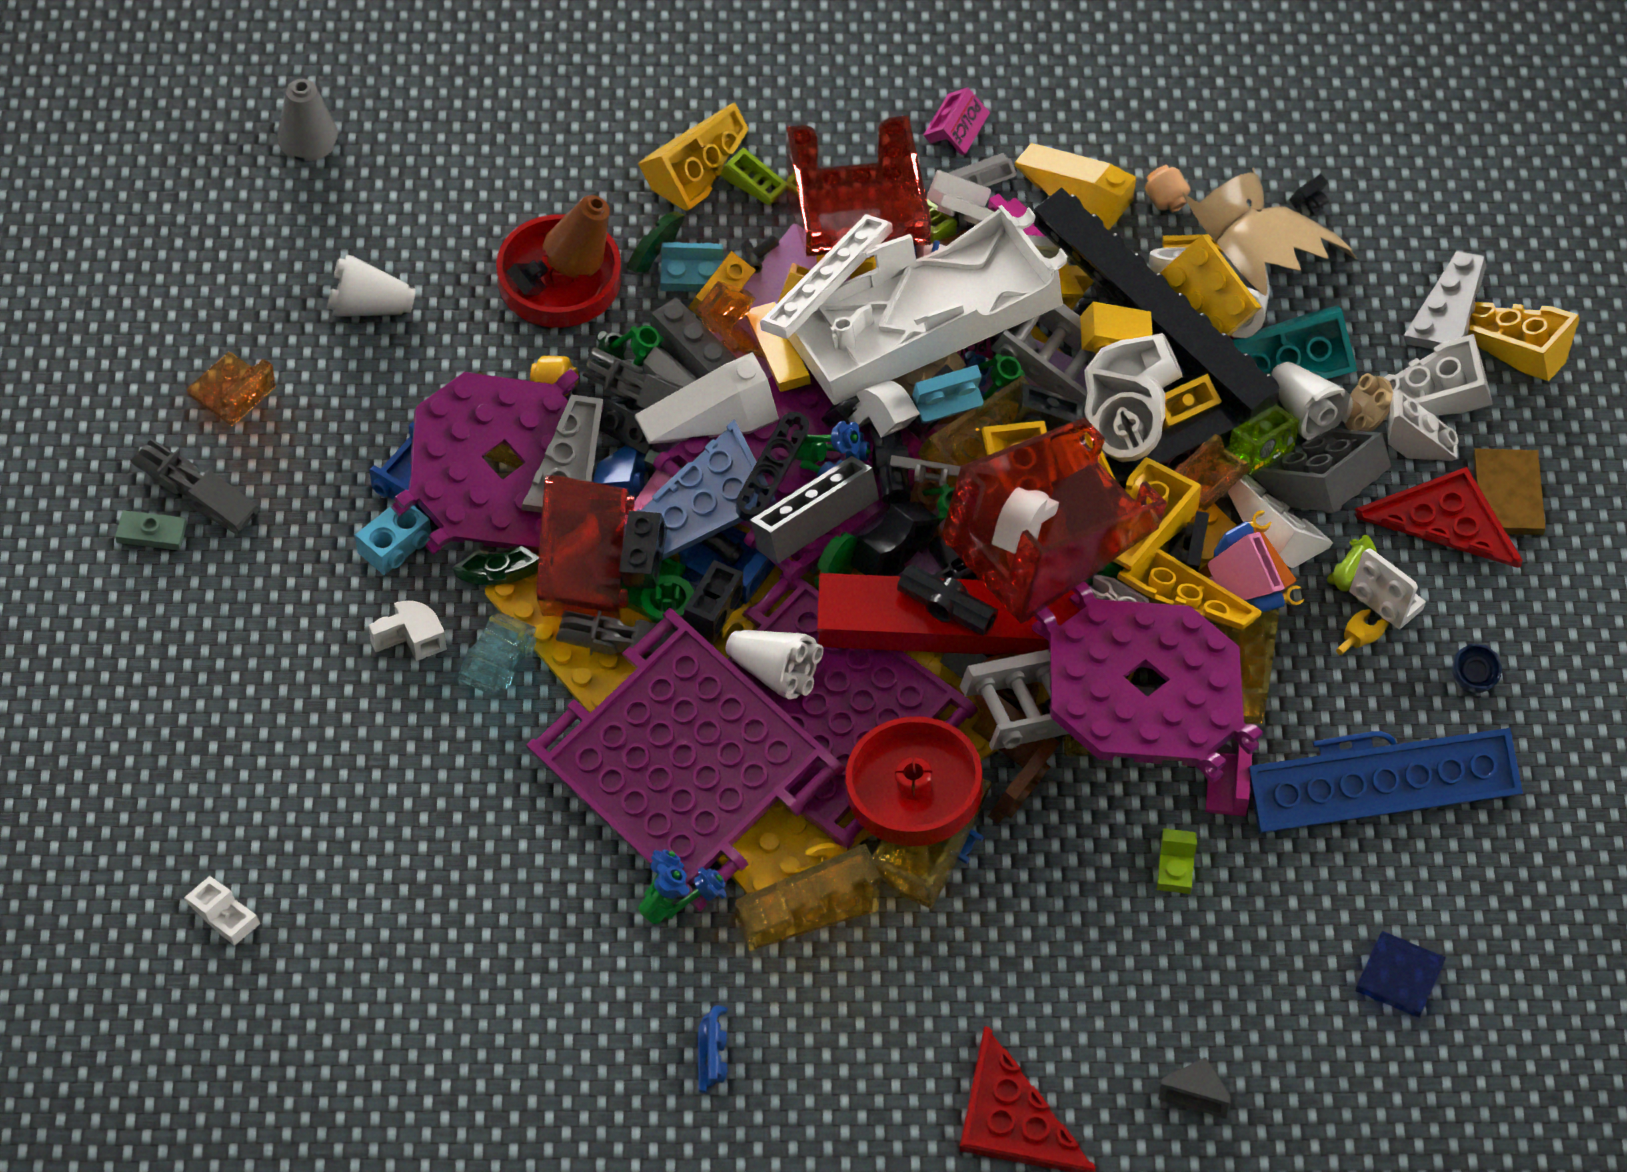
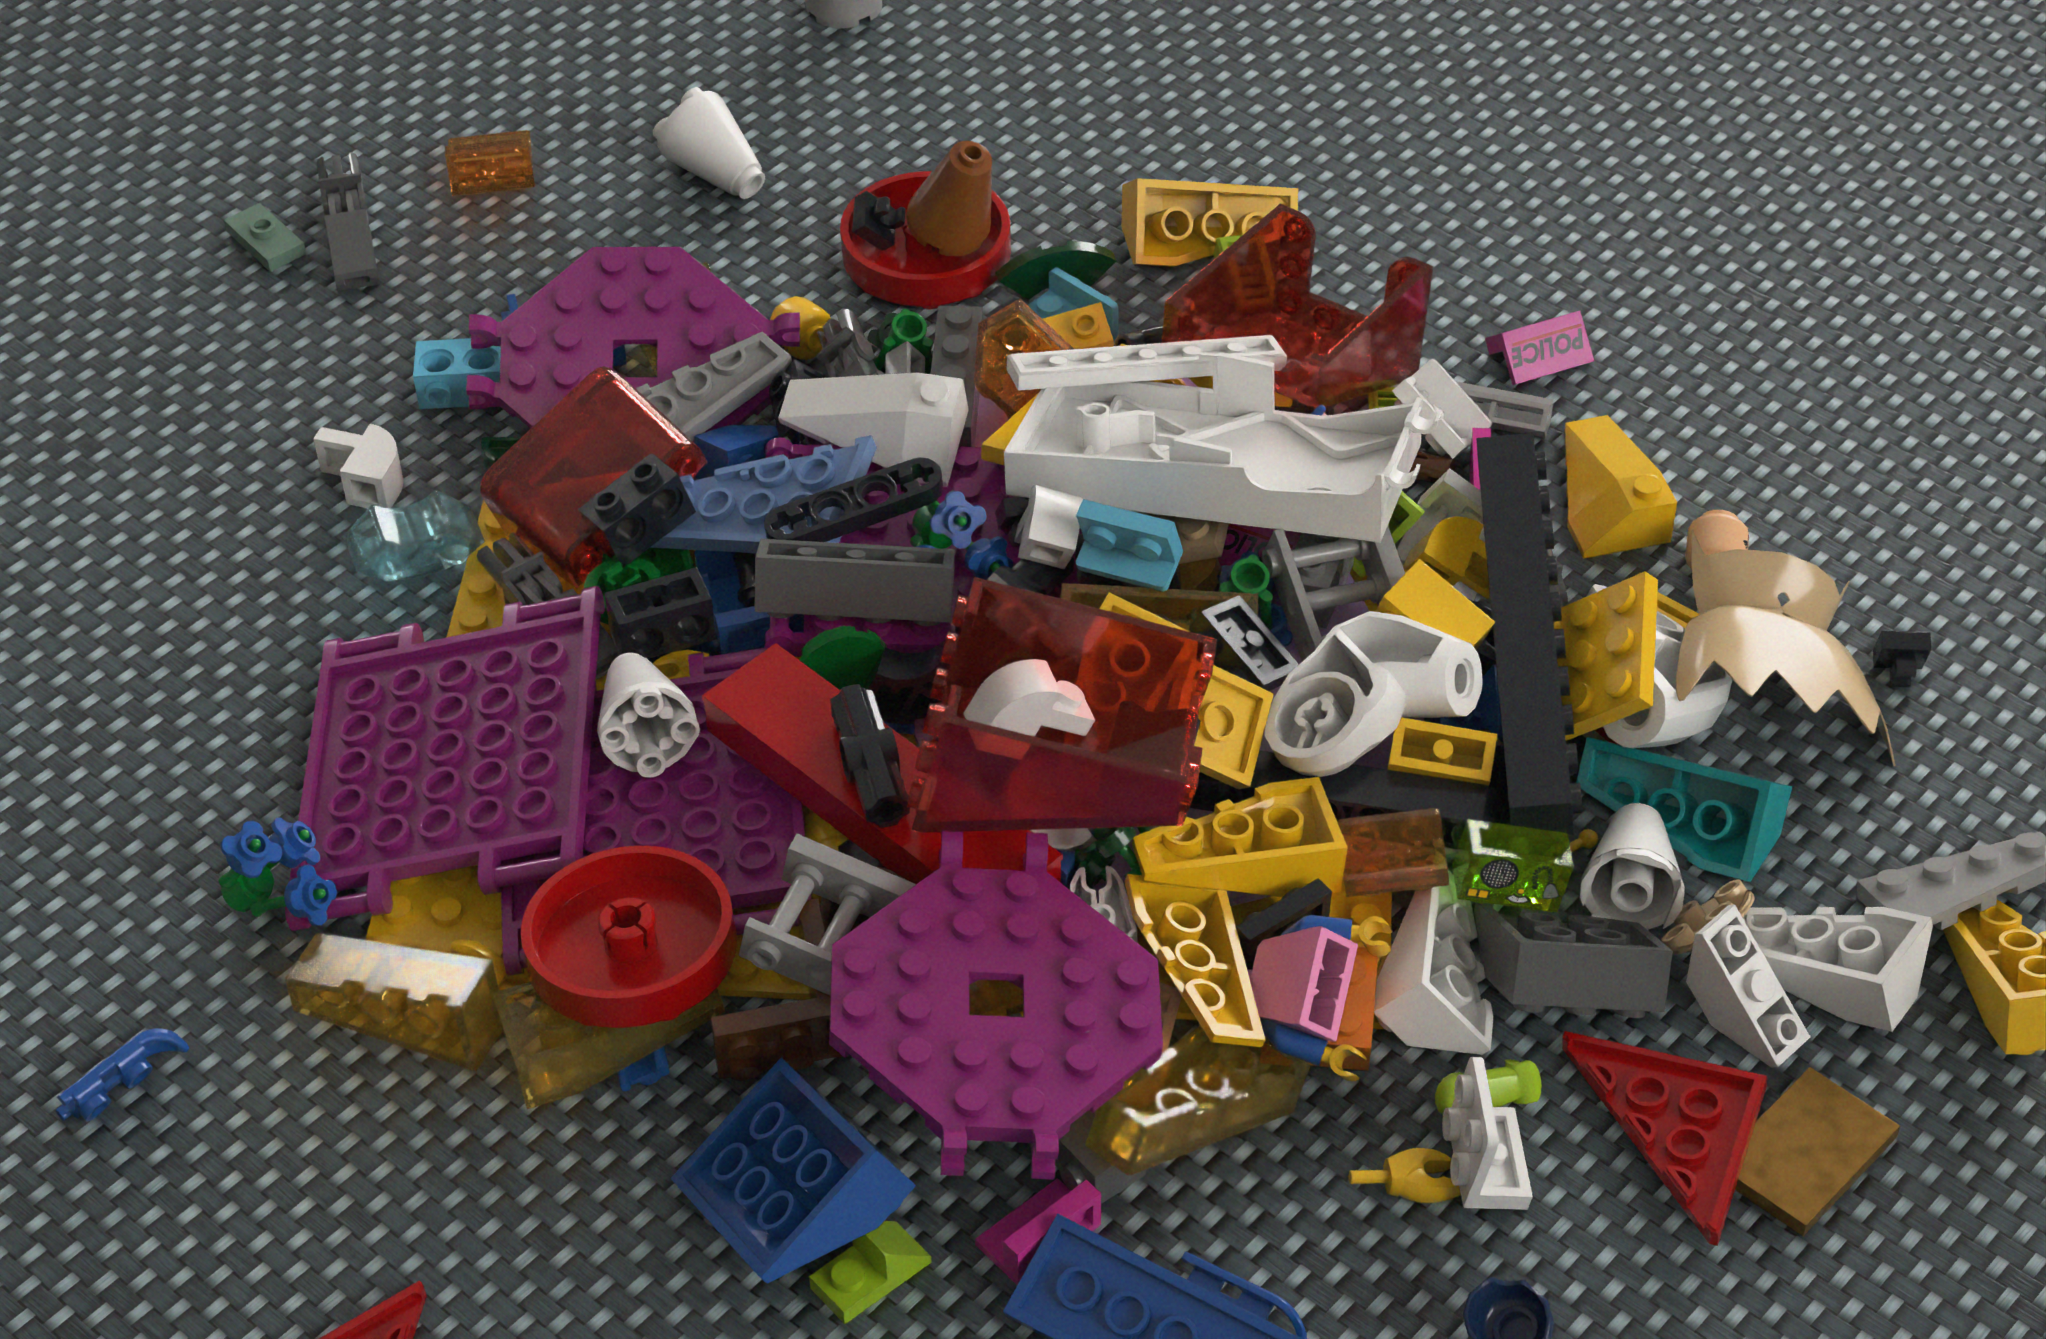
camera: 45 degrees right, 10 degrees down
(1110, 841) = (790, 1177): none -> blue slope

